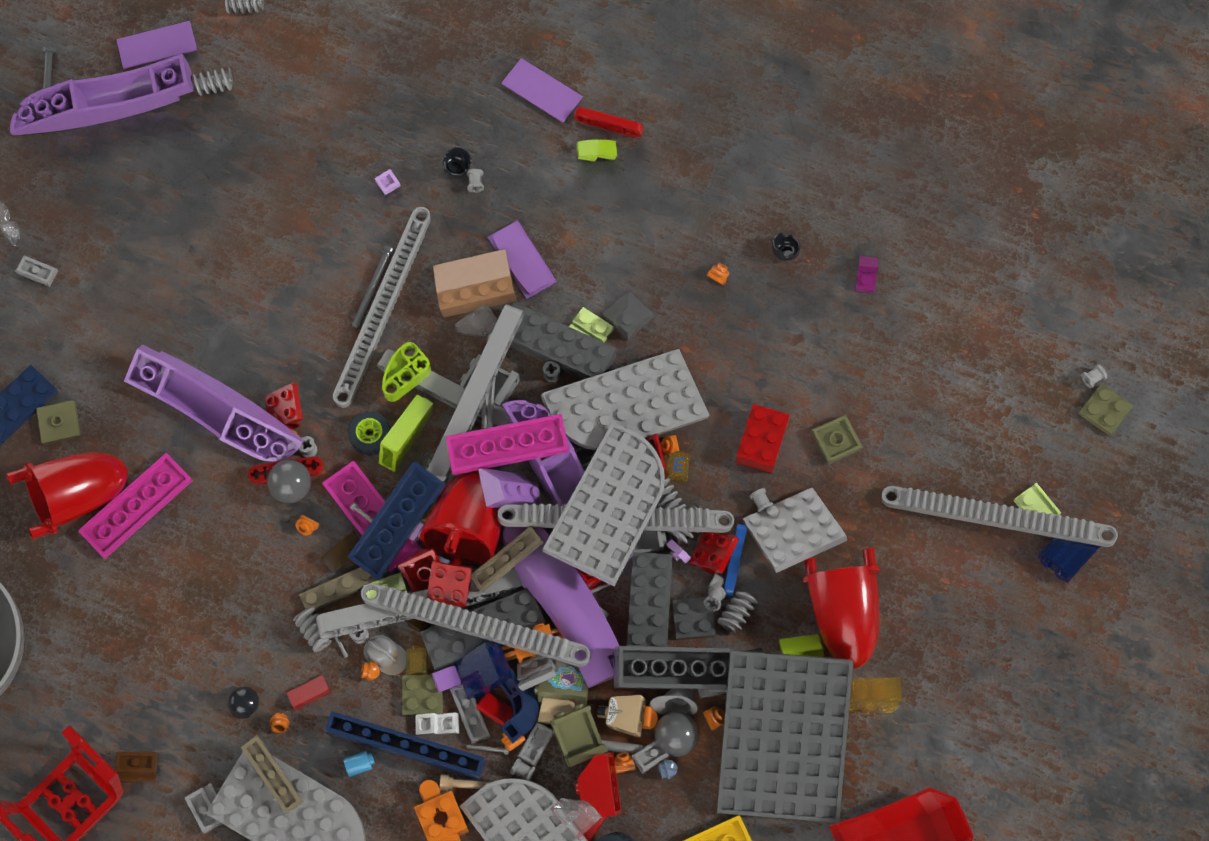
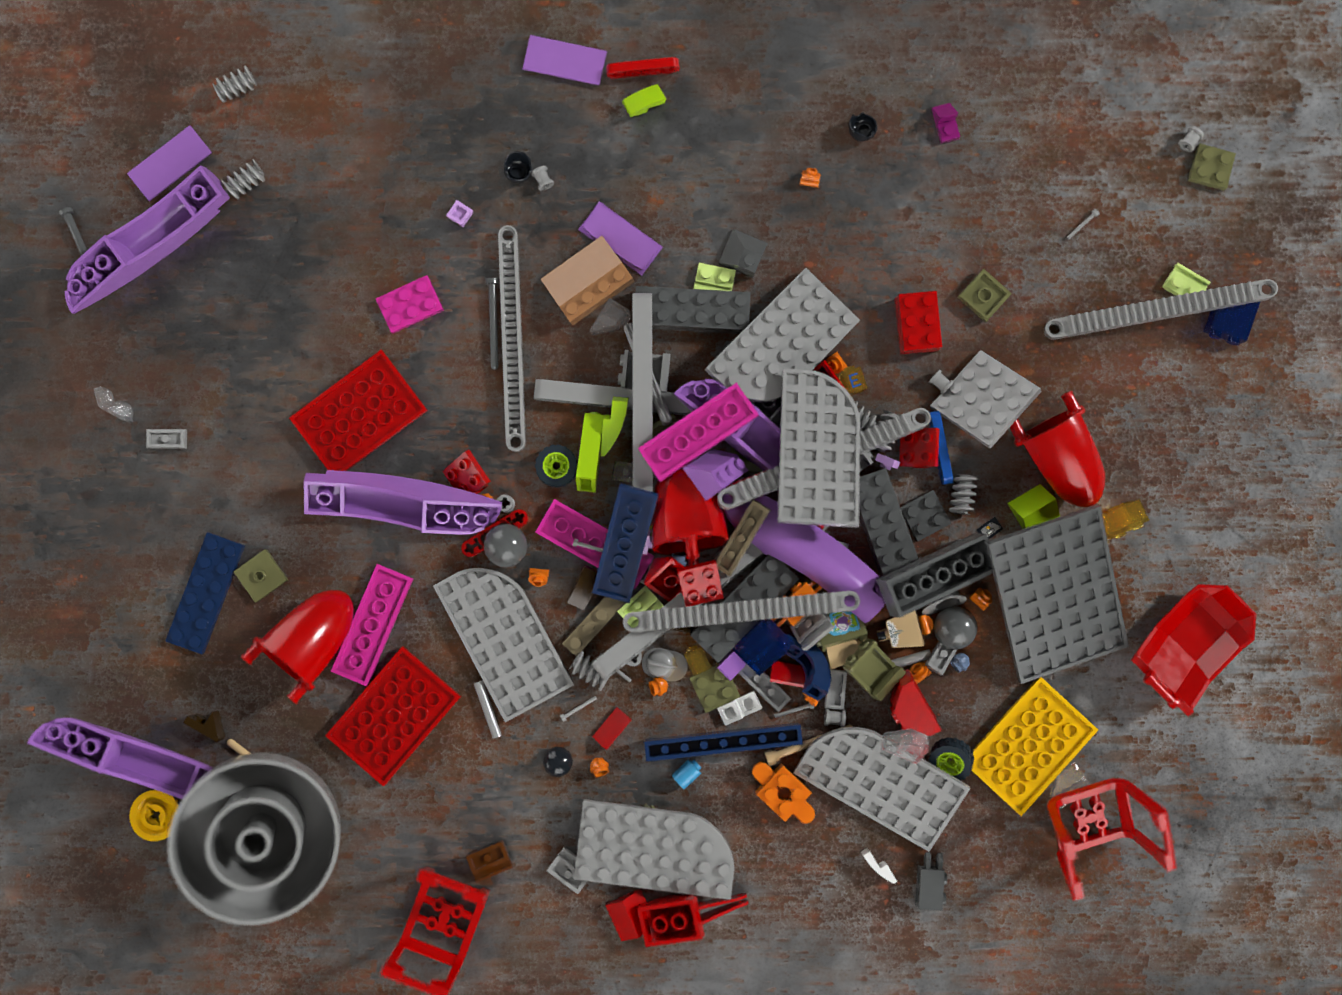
camera: 30 degrees left, 15 degrees up
(114, 595) = (393, 716): none -> red plate
(202, 626) = (487, 709): none -> light grey piece
(215, 316) = (358, 413): none -> red plate
(248, 569) = (503, 639): none -> light grey plate
(269, 663) = (563, 717): none -> light grey piece
(272, 774) = (620, 824): dark tan plate -> none
(306, 242) = (409, 304): none -> dark pink plate
(402, 366) = (561, 391): lime beam -> none
(437, 414) = (613, 423): none -> lime slope
(551, 365) = (699, 332): dark grey bush -> none
(715, 593) = (938, 486): light grey connector -> none
(975, 407) = (1095, 212): none -> light grey piece

